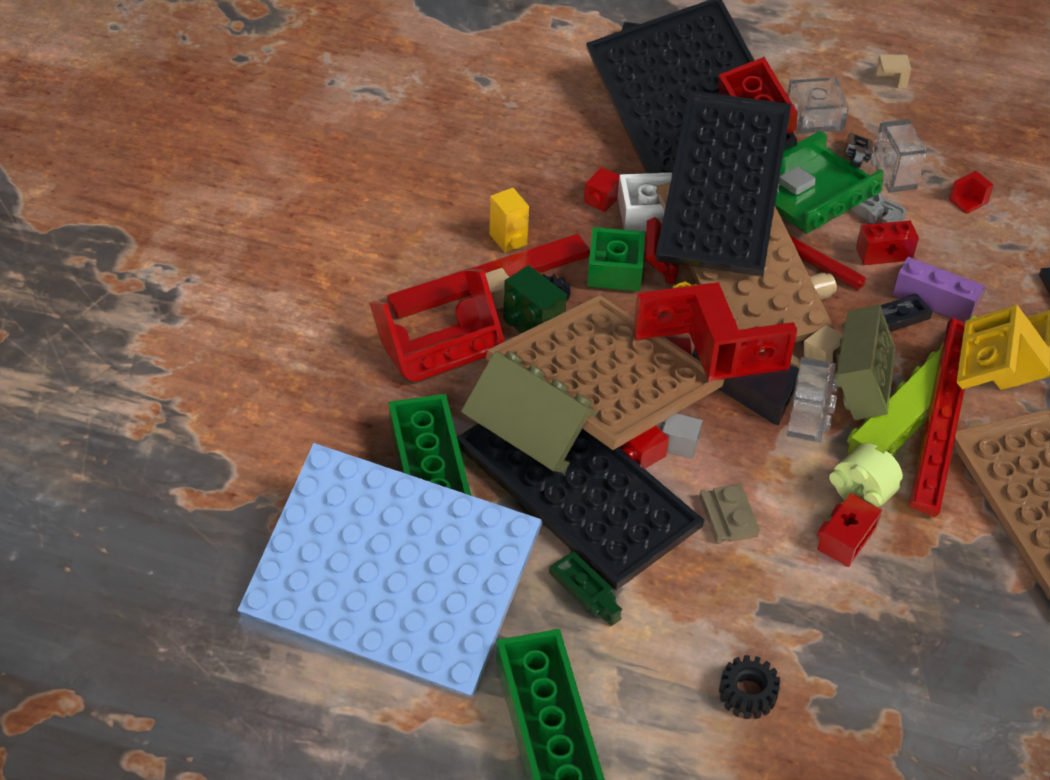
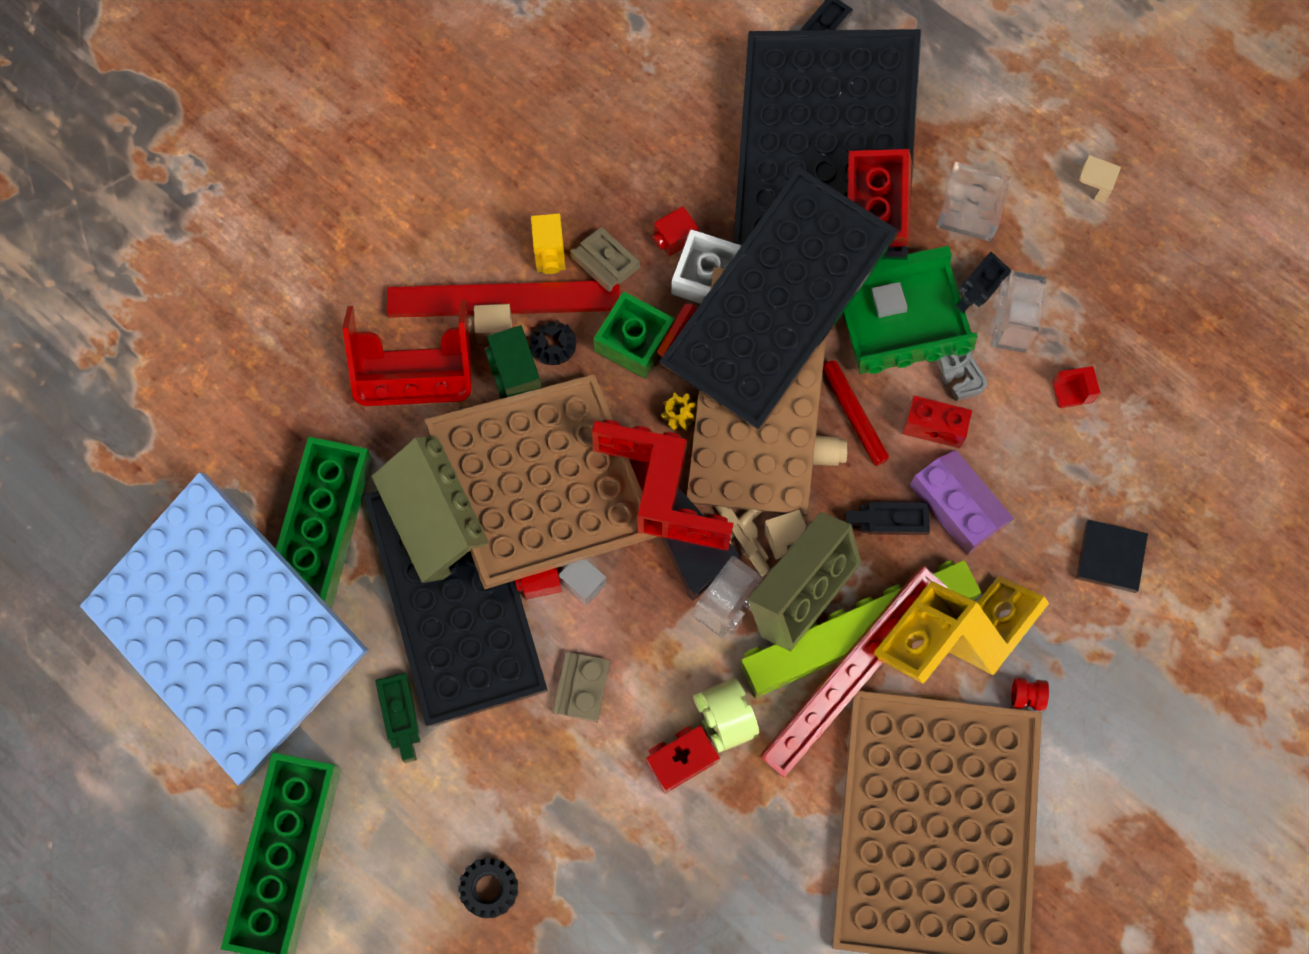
camera: 25 degrees right, 25 degrees up
(558, 222) = (605, 259): none -> dark tan plate

